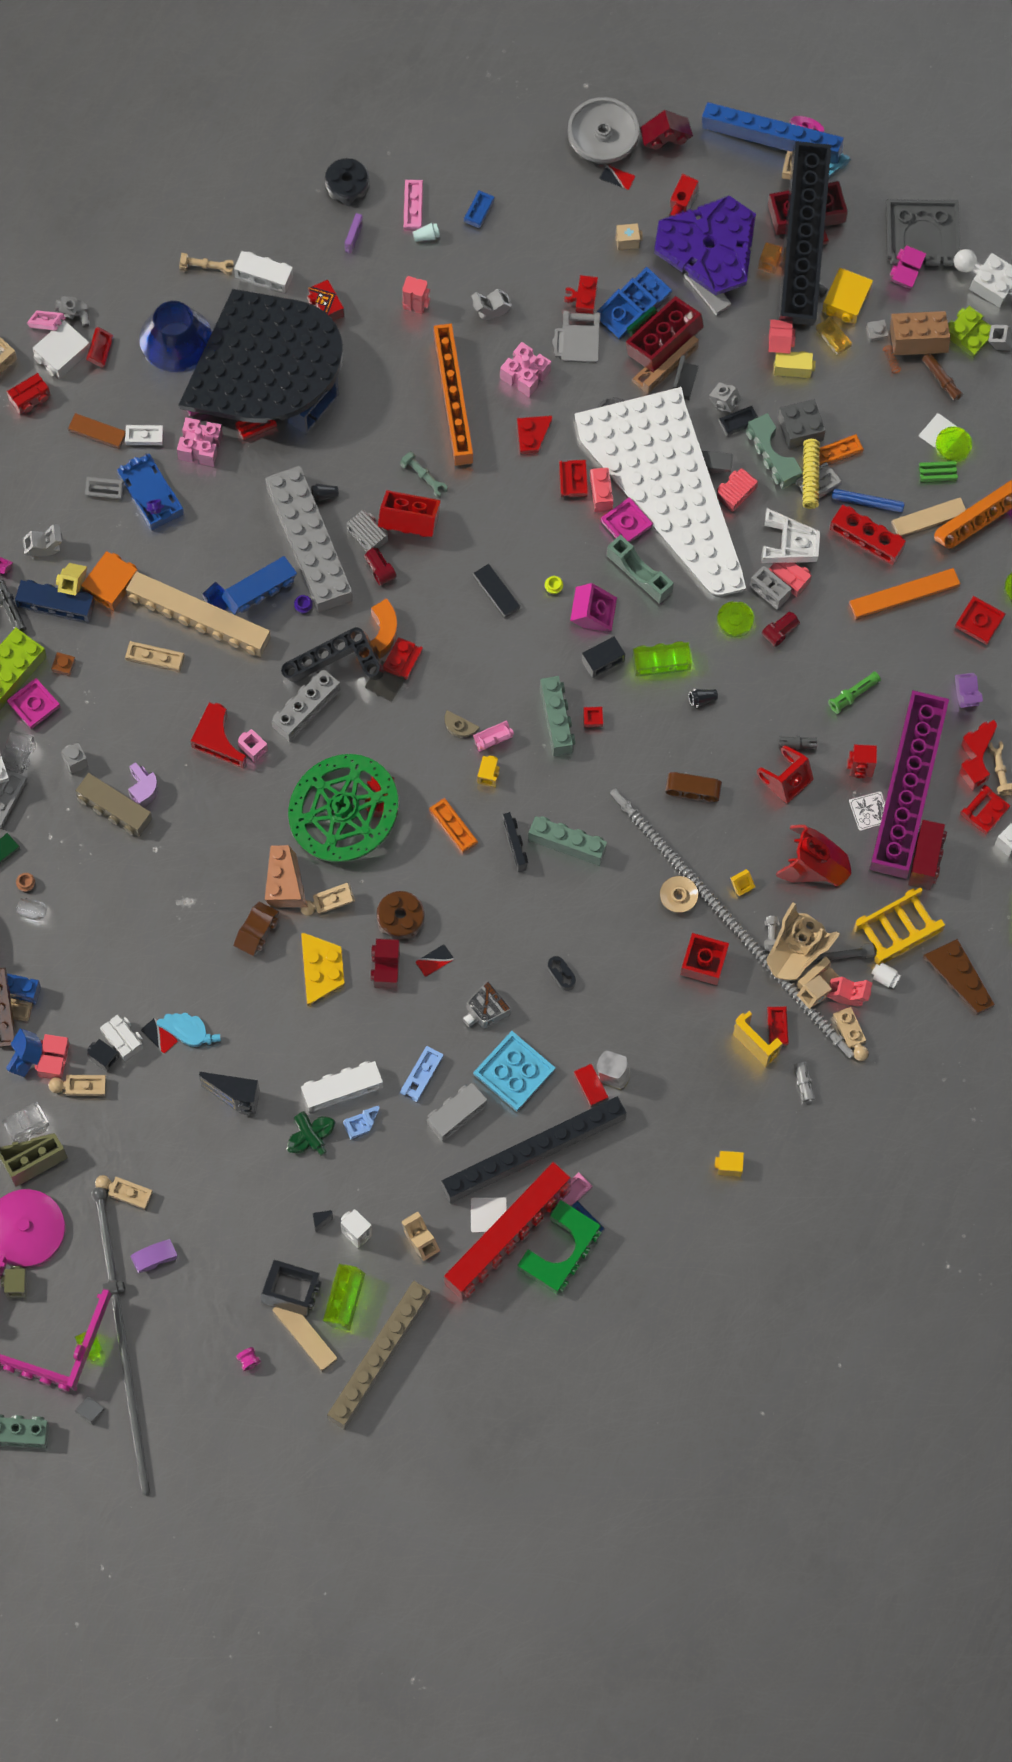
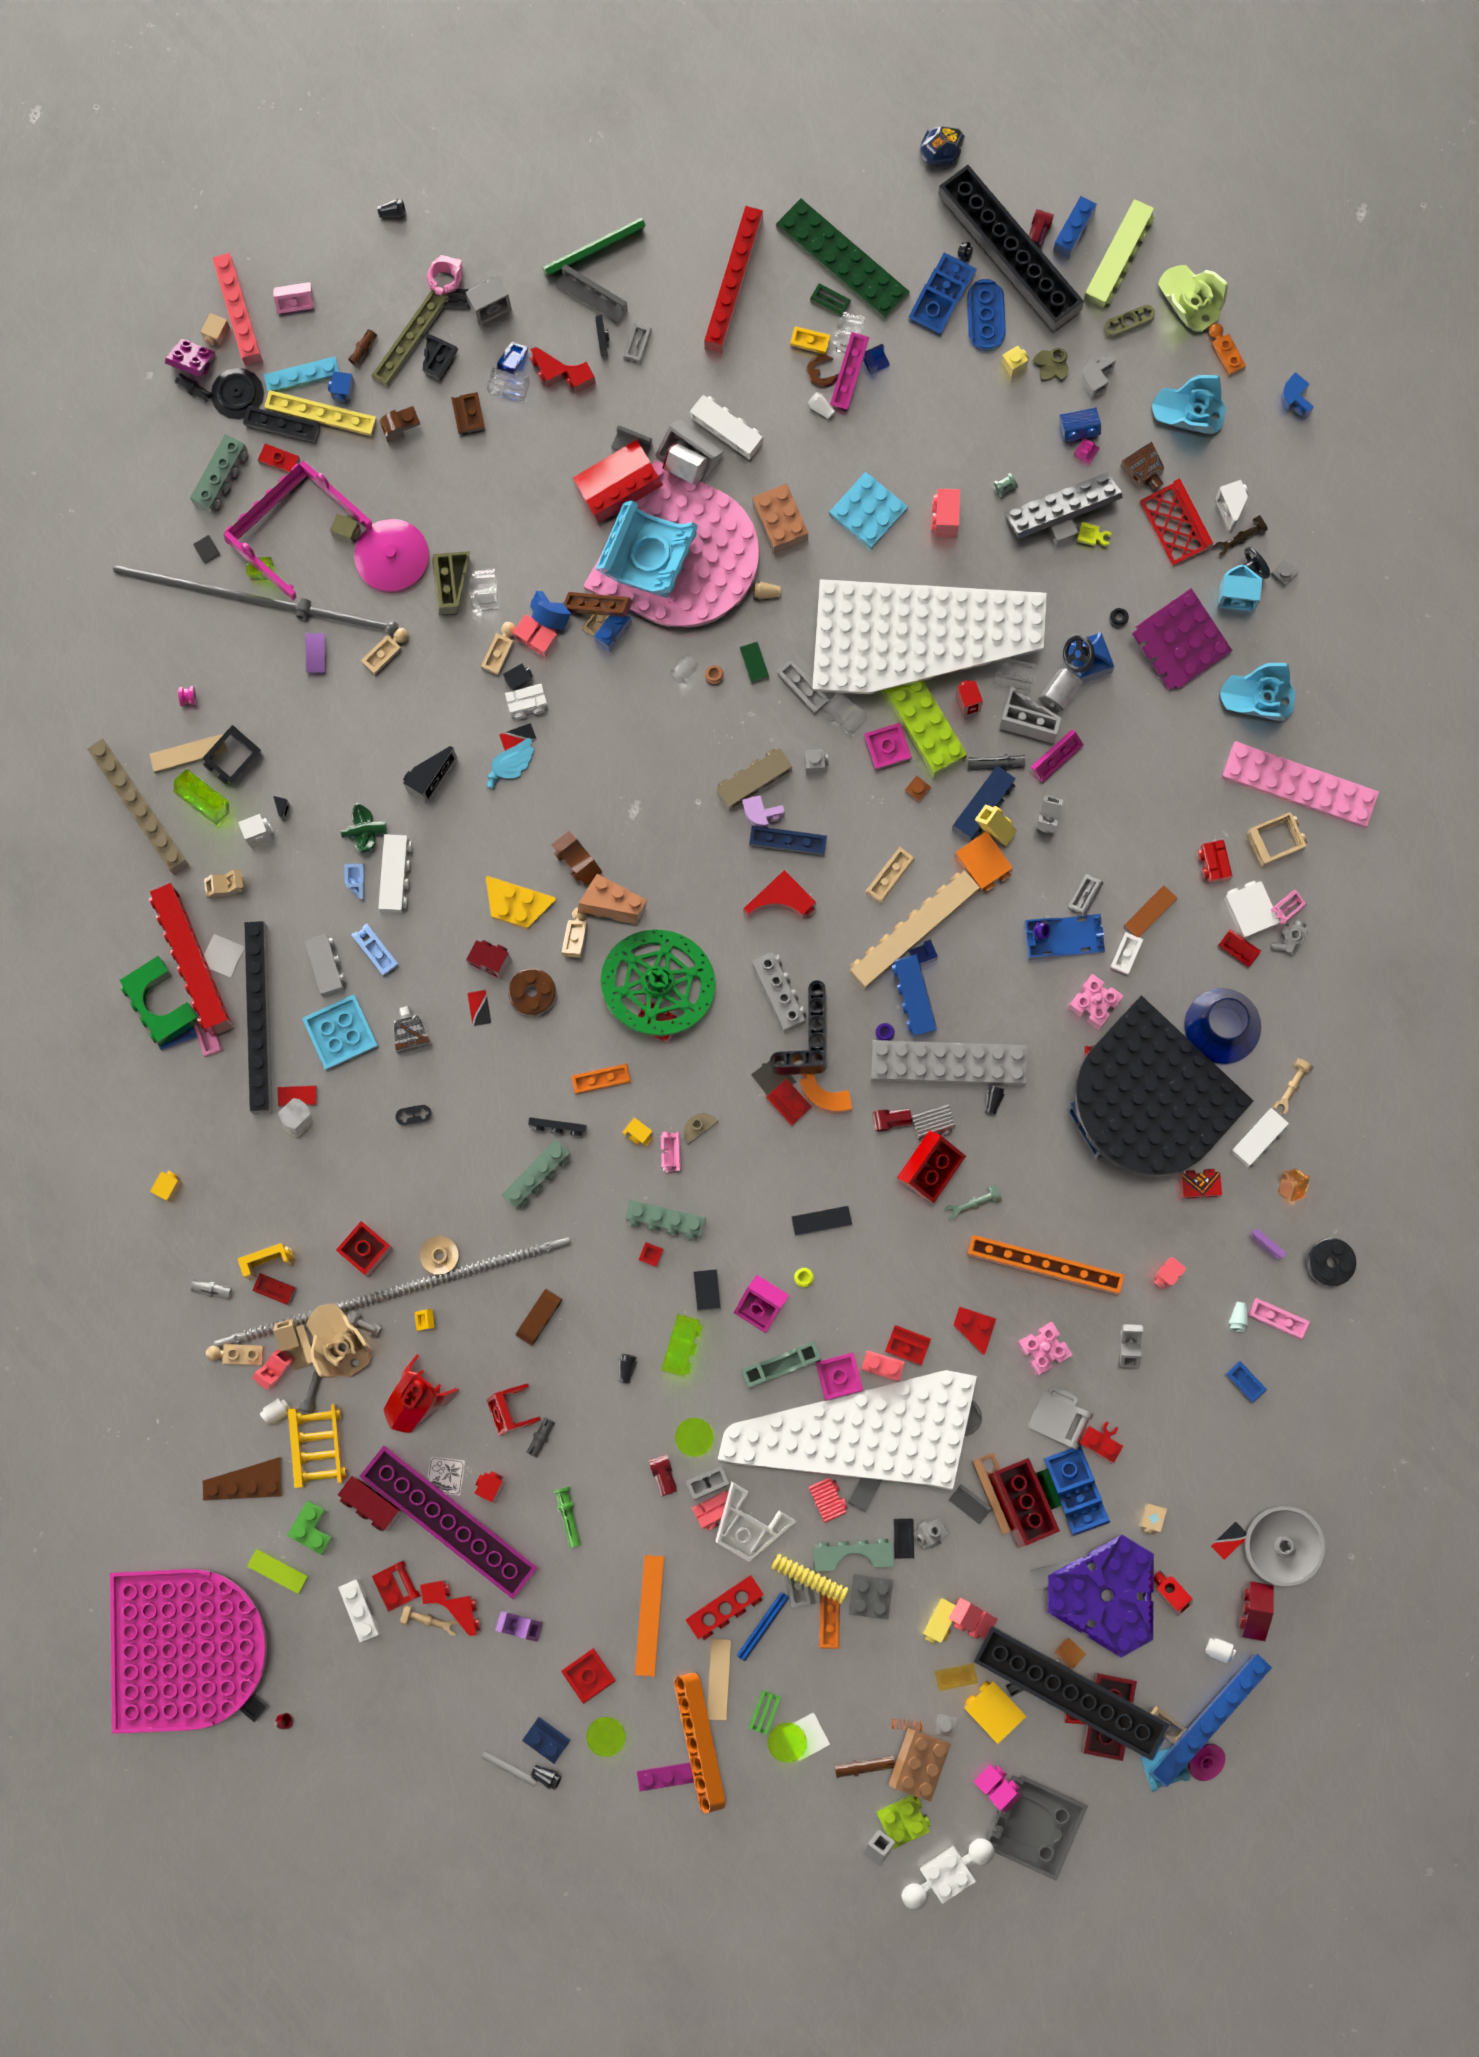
camera: 120 degrees right, 10 degrees up
(159, 753) = (788, 840): none -> dark blue plate
(251, 738) = (753, 922): bright pink brick -> none
(292, 232) = (1293, 1184): none -> clear orange panel
(711, 149) = (1220, 1650): none -> white brick
(973, 903) = (305, 1529): none -> bright green brick

